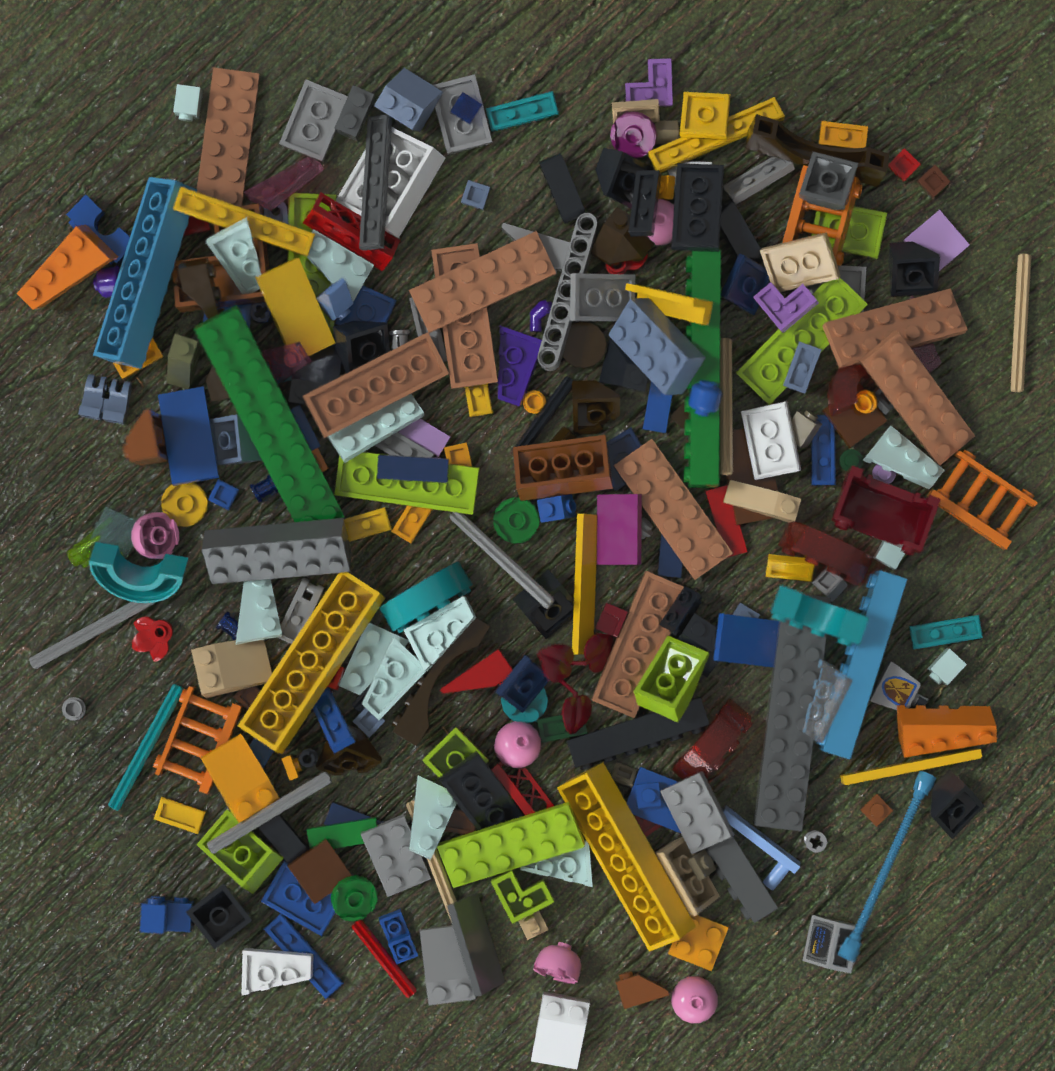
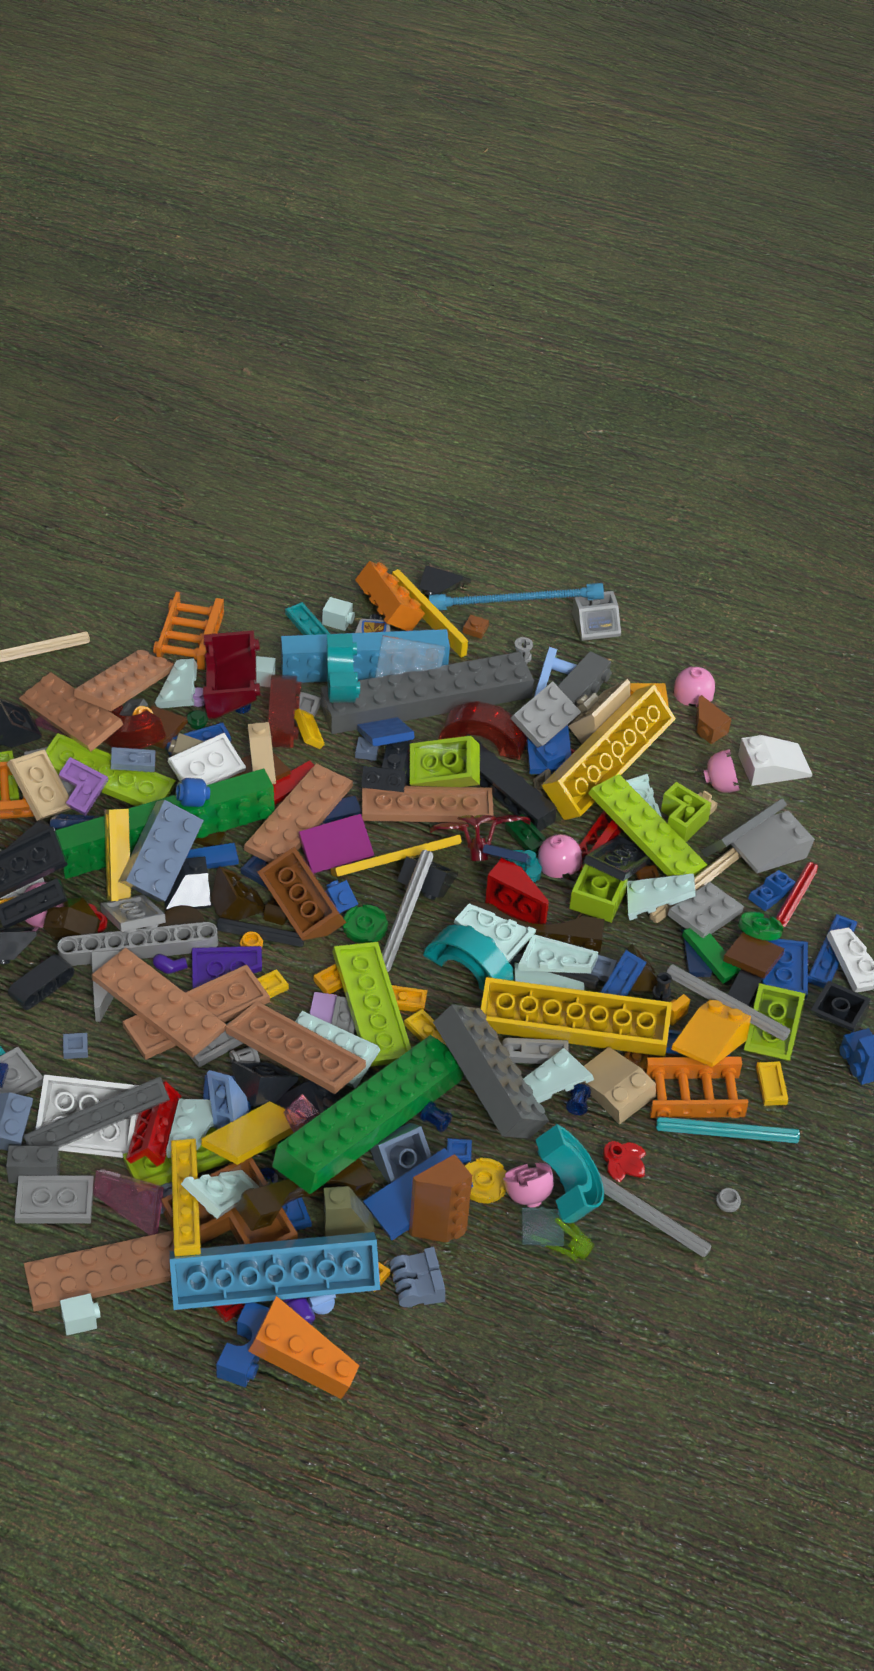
camera: 115 degrees left, 40 degrees down
(413, 468) = (359, 994): dark blue tile -> none
(611, 620) = (417, 828): dark red panel -> none

